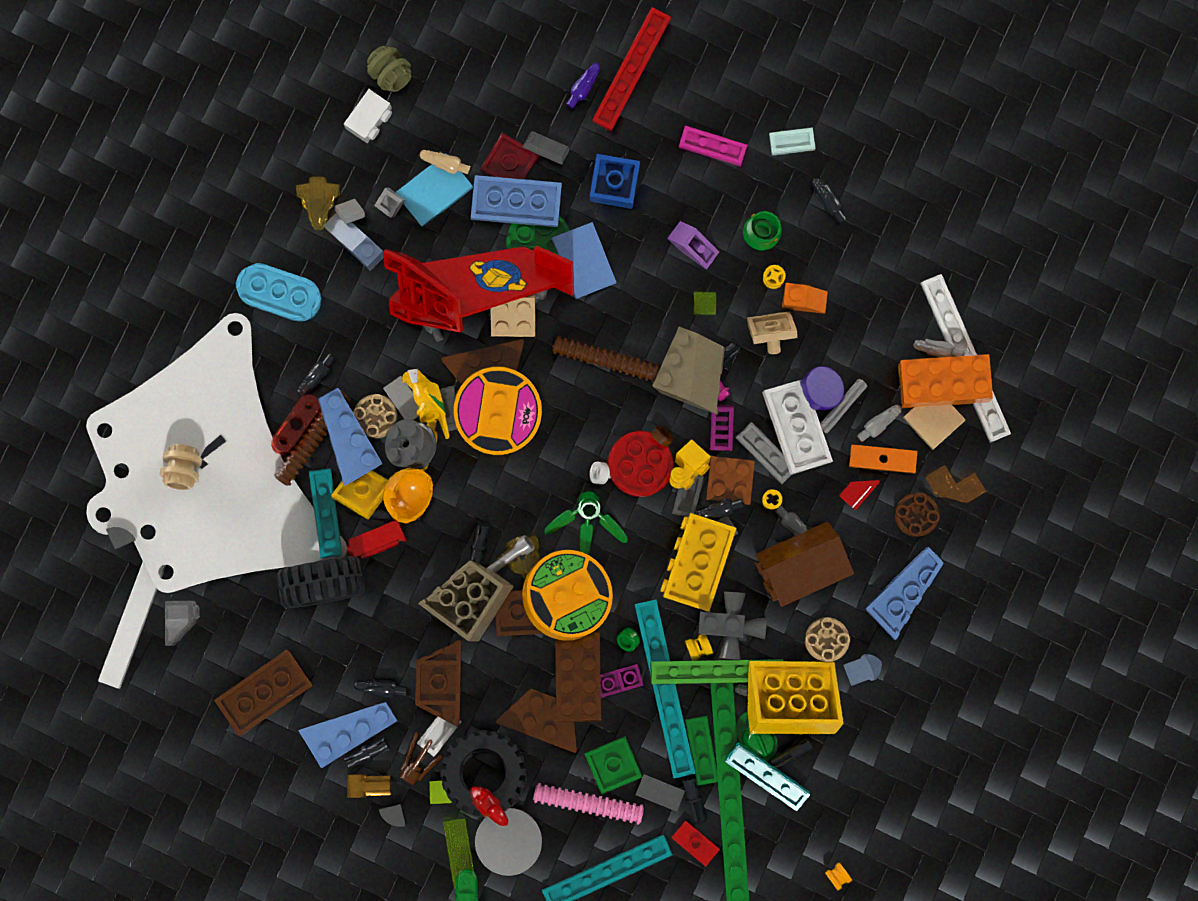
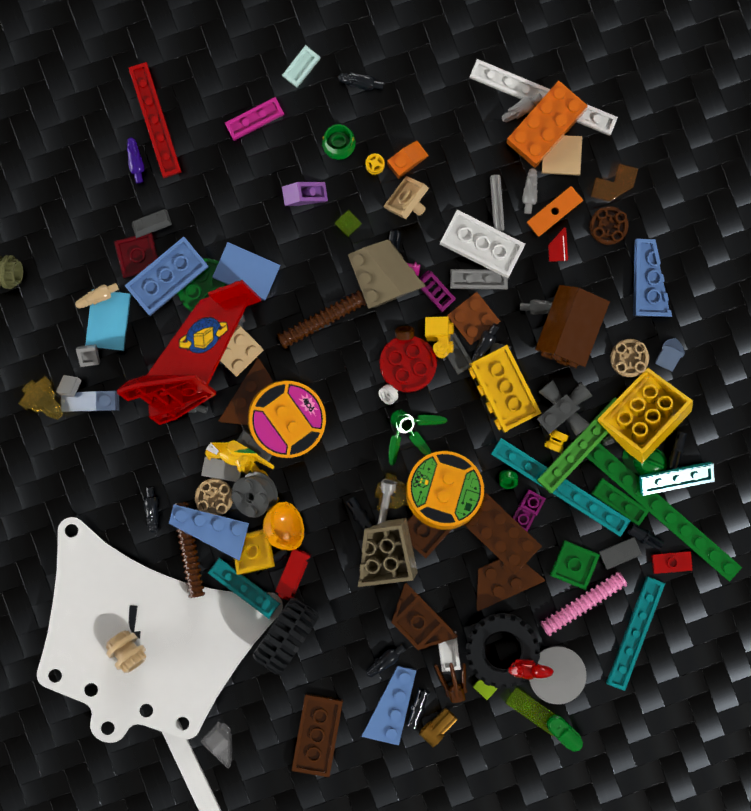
camera: 45 degrees left, 5 degrees up
(120, 536) = (132, 731): dark grey tile -> none
(278, 292) = (75, 480): medium azure tile -> none
(300, 414) = (166, 543): clear red piece -> none
(368, 116) = (19, 314): white brick -> none
(393, 815) = (471, 729): dark grey tile -> none
(614, 181) = (215, 202): blue brick -> none
(770, 506) = (507, 300): yellow bush -> none
(822, 388) = (474, 204): dark purple tile -> none

